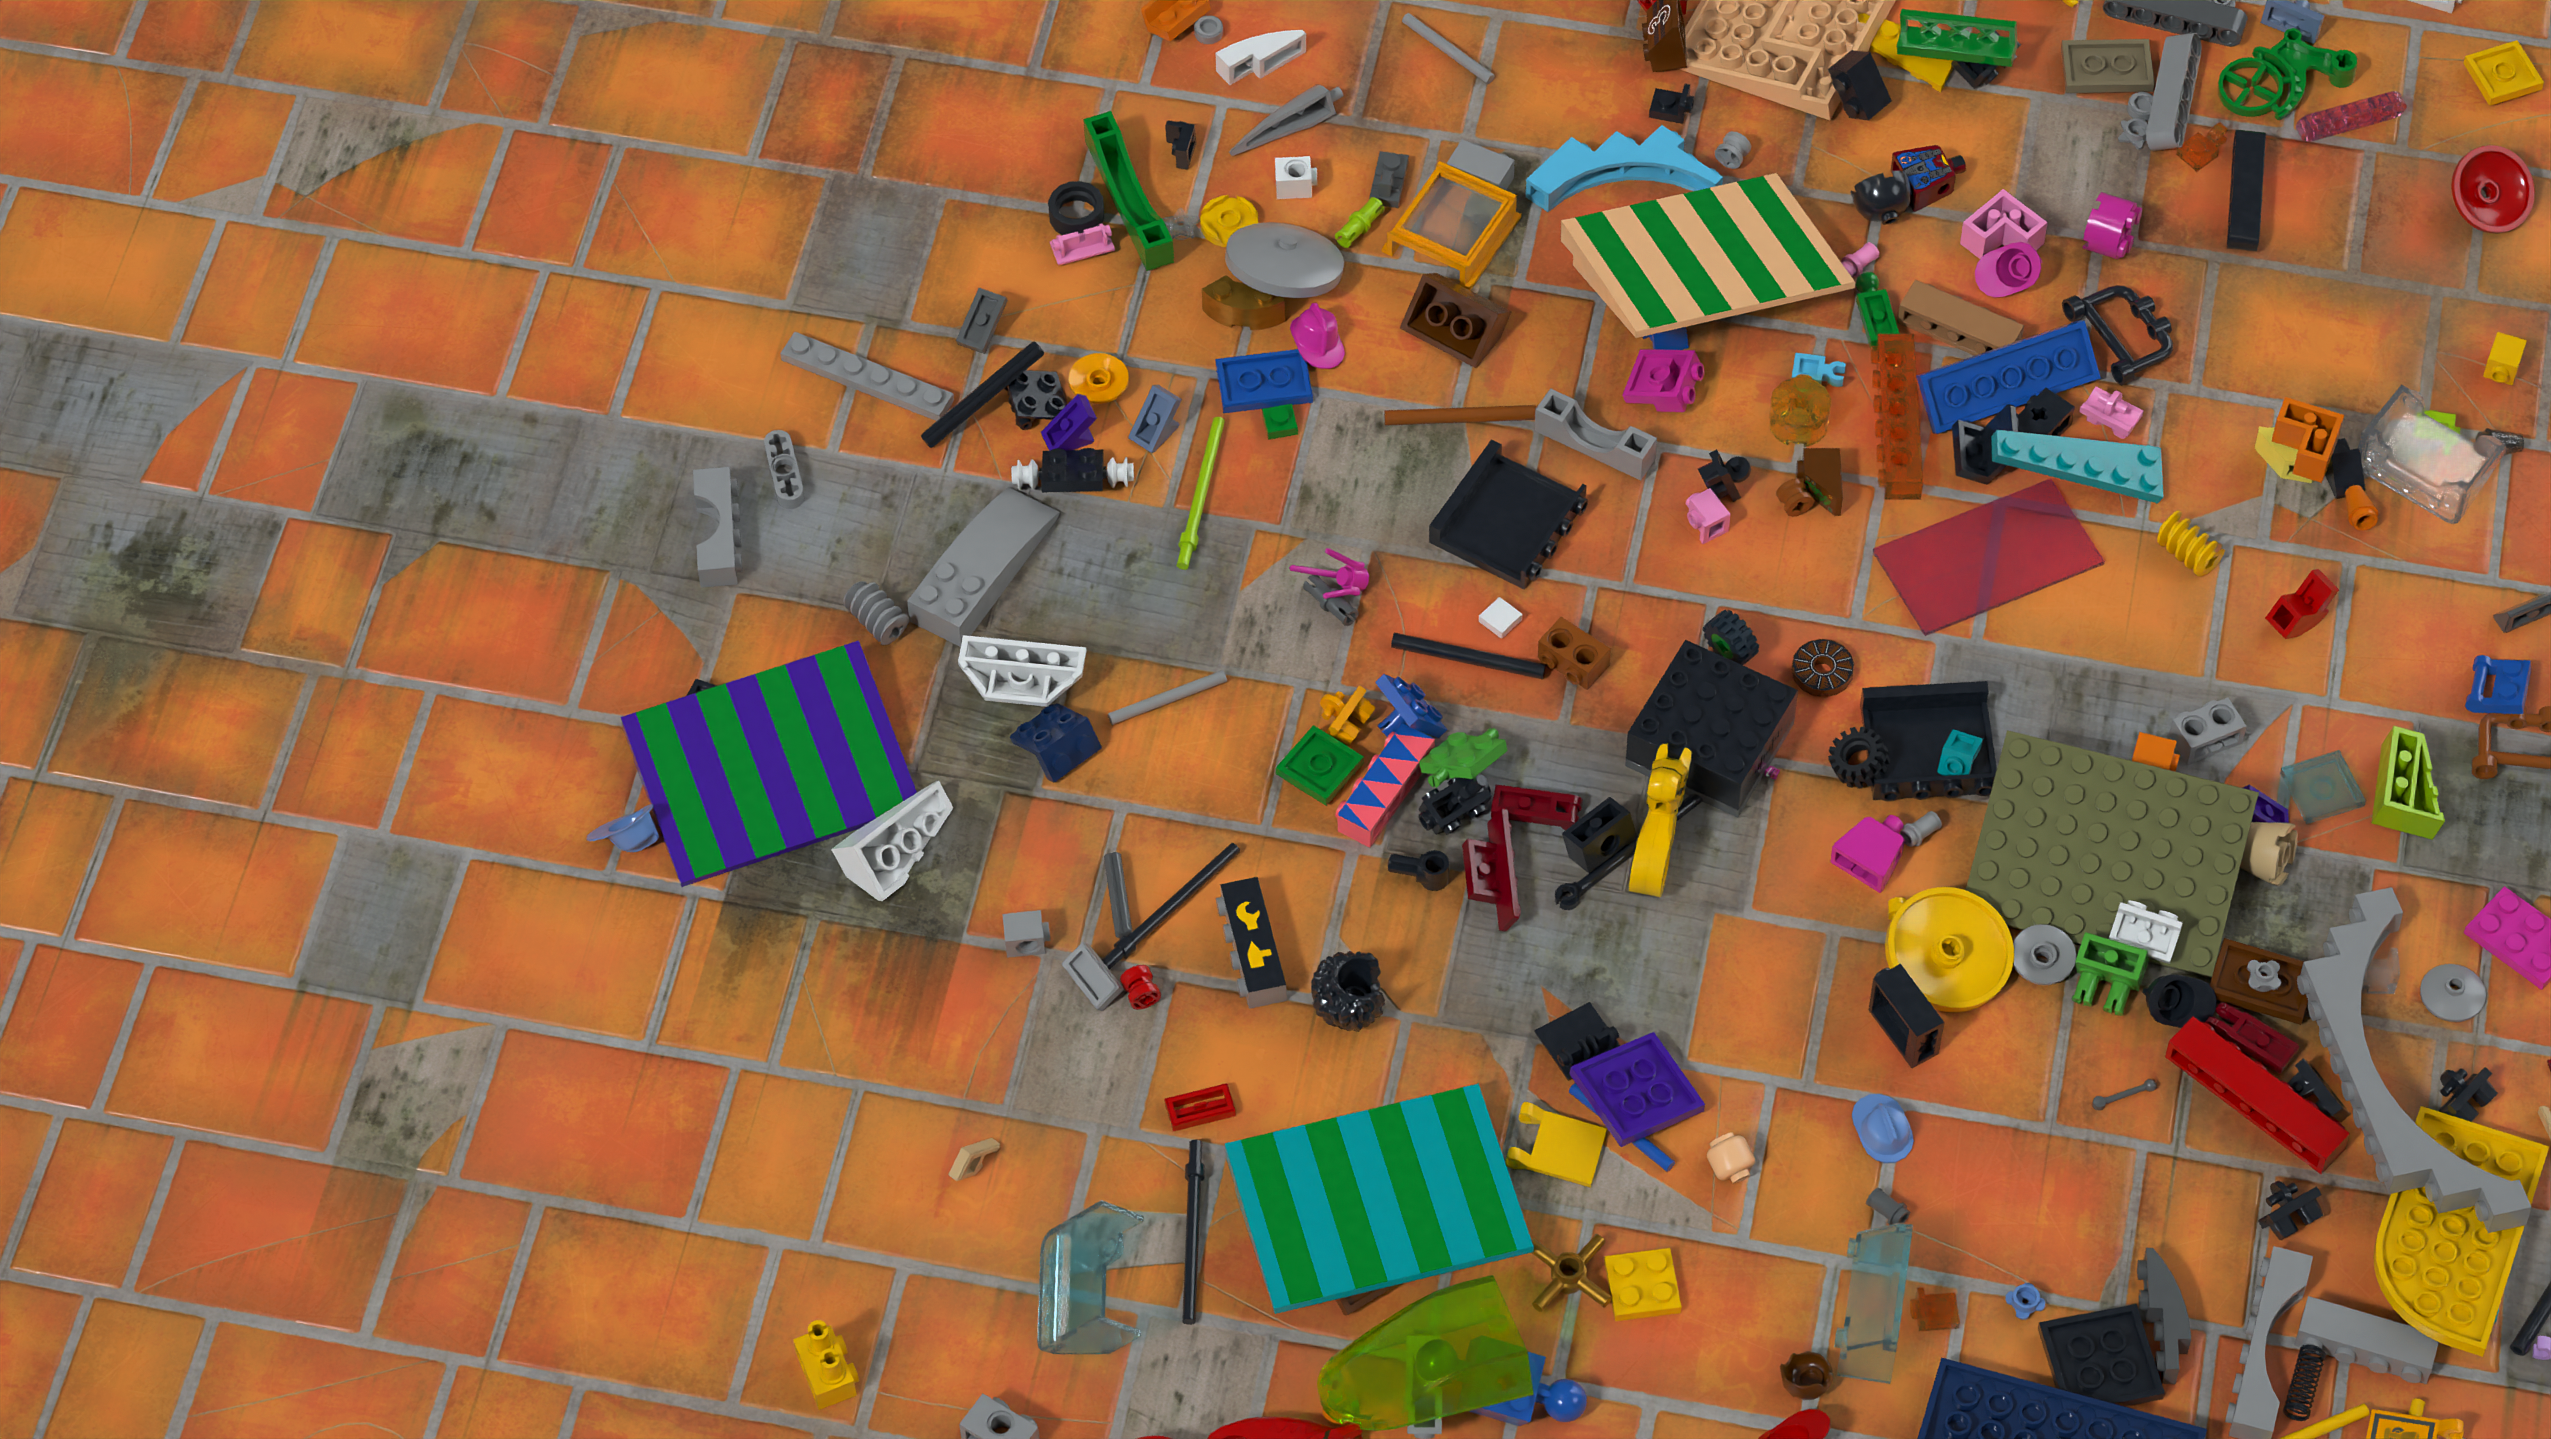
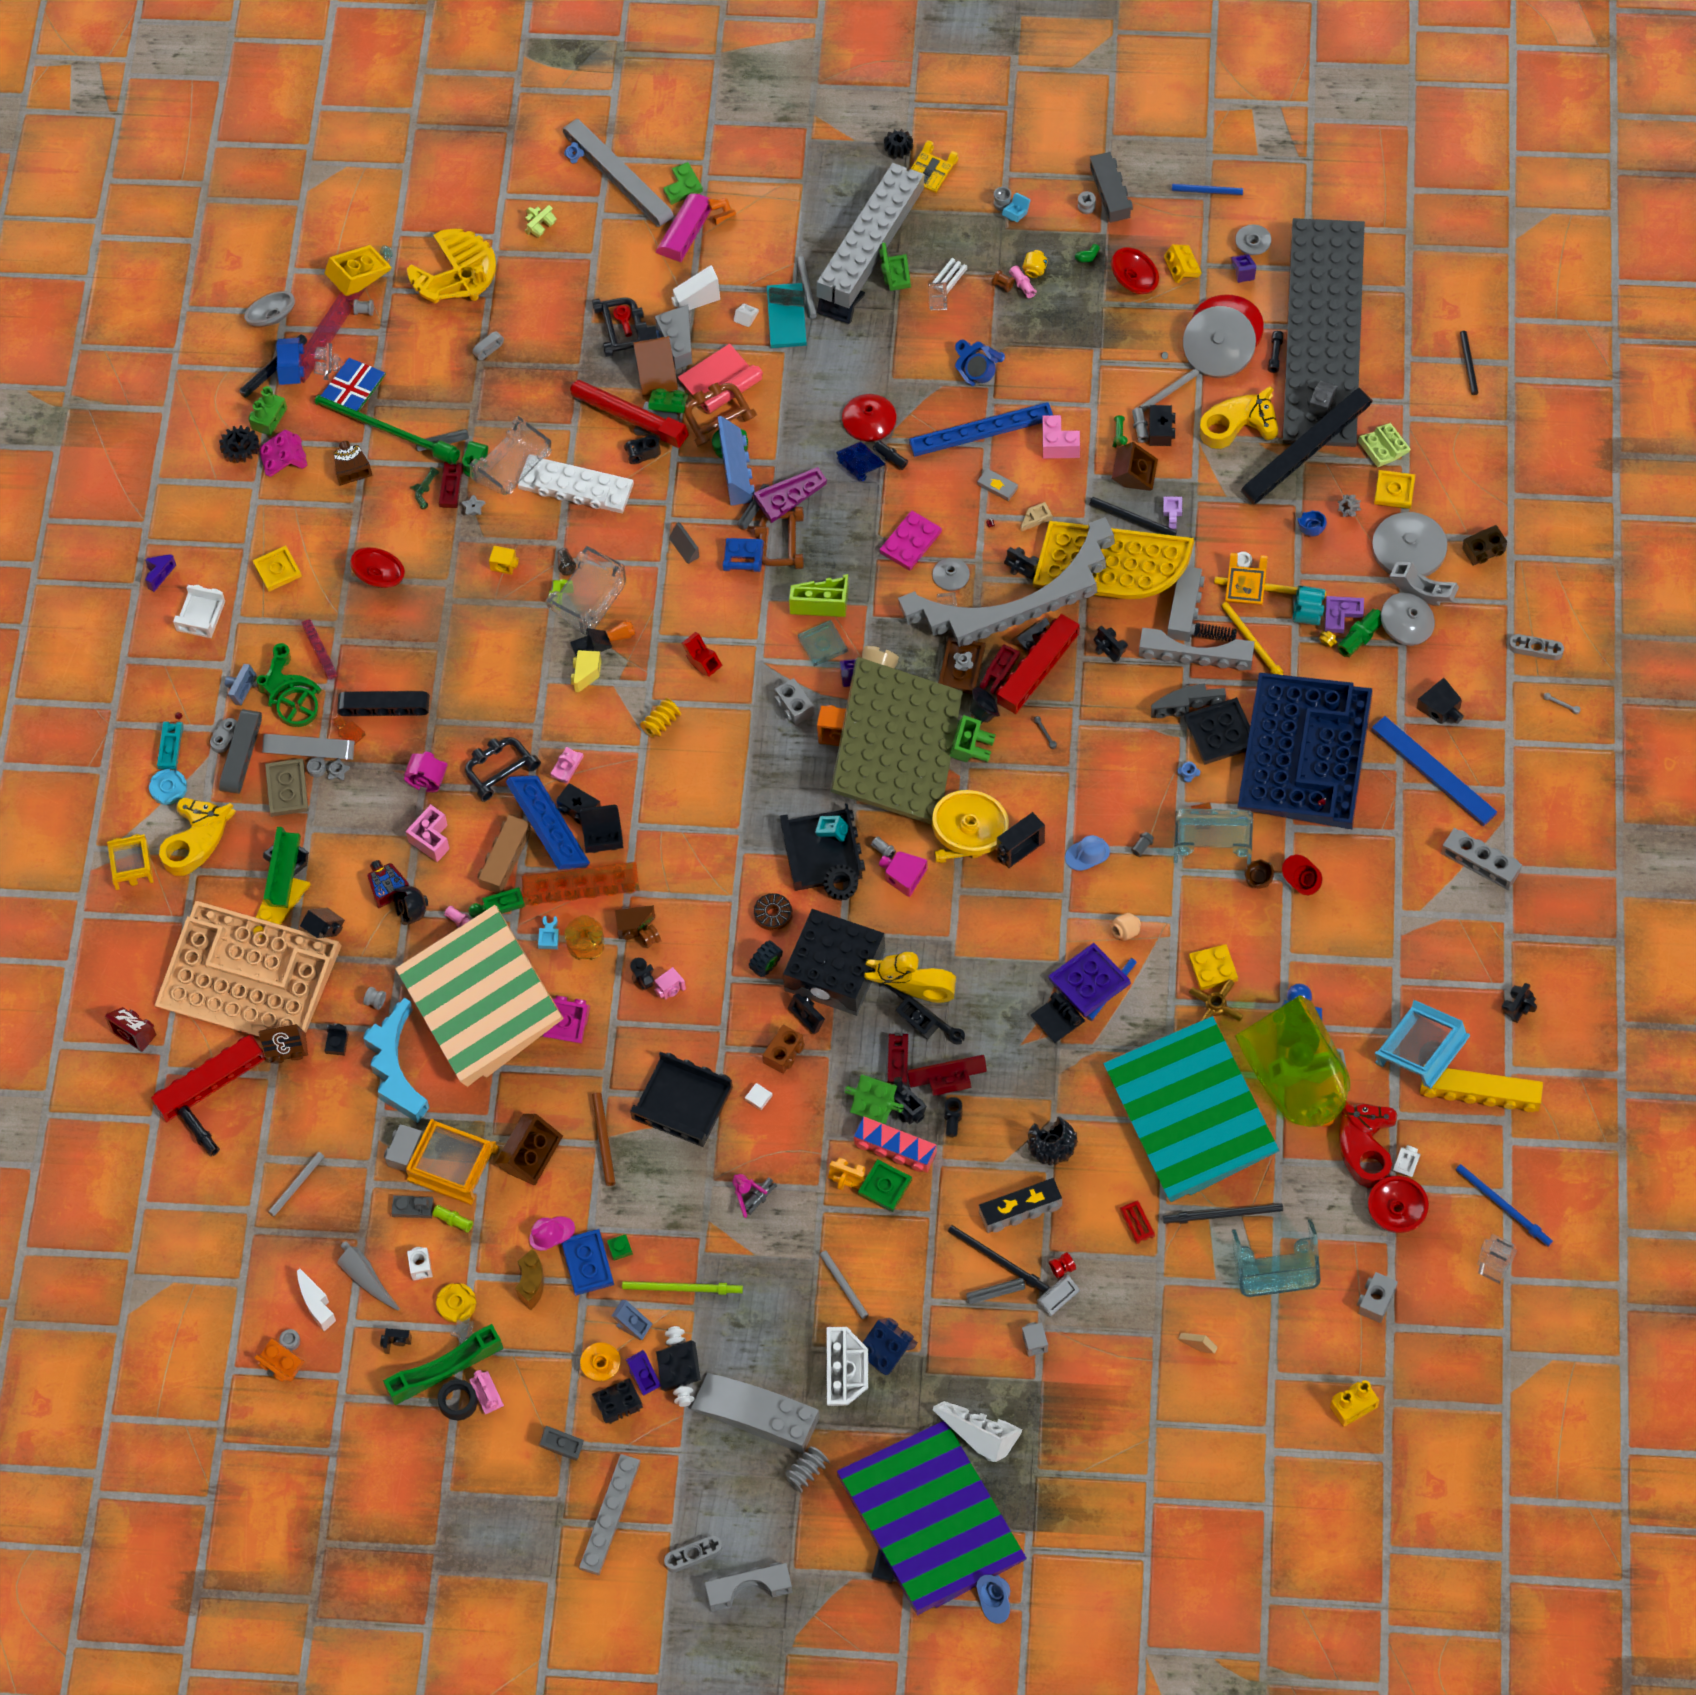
camera: 95 degrees left, 5 degrees up
(982, 394) = (625, 1427): black axle -> none
(1284, 260) = (495, 1255): light grey dish -> none
(1409, 708) = (841, 1135): blue plate -> none
(1468, 655) = (790, 1112): black piece -> none
(1561, 1148) = (1130, 1018): yellow flag -> none
(1566, 423) = (624, 1040): light grey arch -> none
(1641, 686) = (803, 1009): none -> black hinge
(1988, 556) = (677, 829): clear pink piece -> none
(2008, 269) = (462, 828): dark pink piece -> none
(2046, 942) = (963, 769): light grey dish -> none
(2095, 463) = (611, 765): teal wing -> none
(2146, 930) = (948, 719): white bracket -> none
(2310, 431) = (588, 646): orange brick -> none

